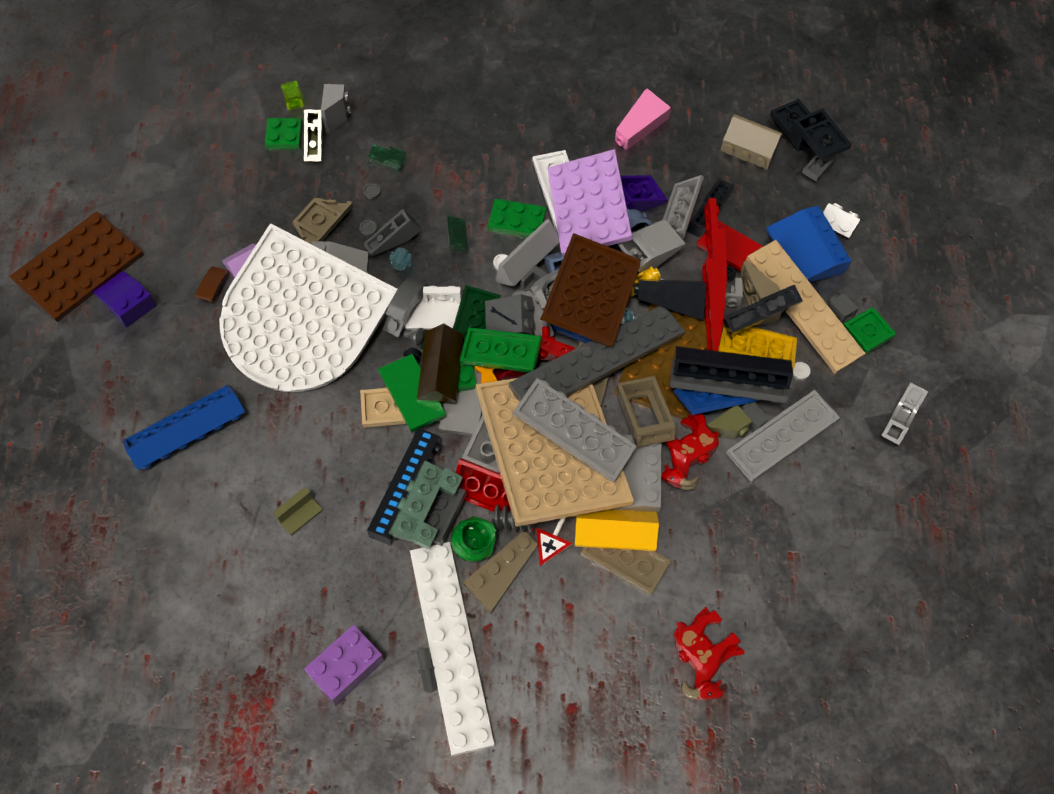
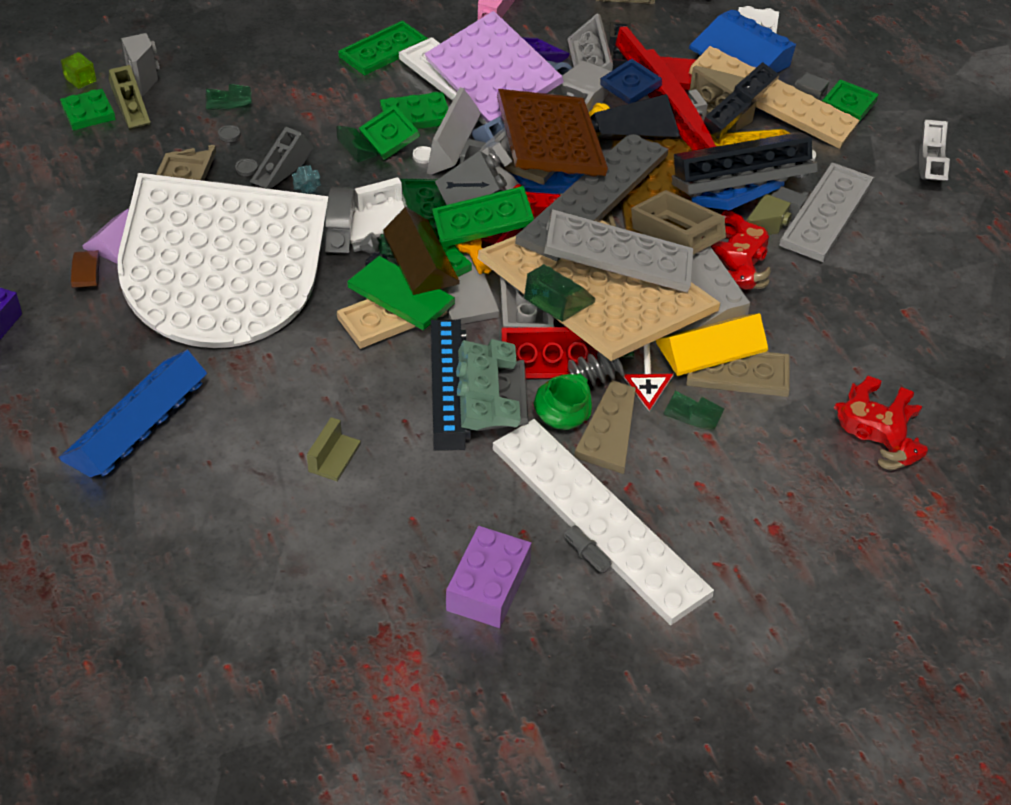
camera: 25 degrees left, 15 degrees down
(483, 235) = (389, 132): none -> green plate
(506, 452) = (556, 293): none -> clear green slope
(525, 144) = (381, 47): none -> green tile
(570, 582) = (699, 414): none -> clear green slope
(685, 258) = (631, 81): none -> dark blue plate

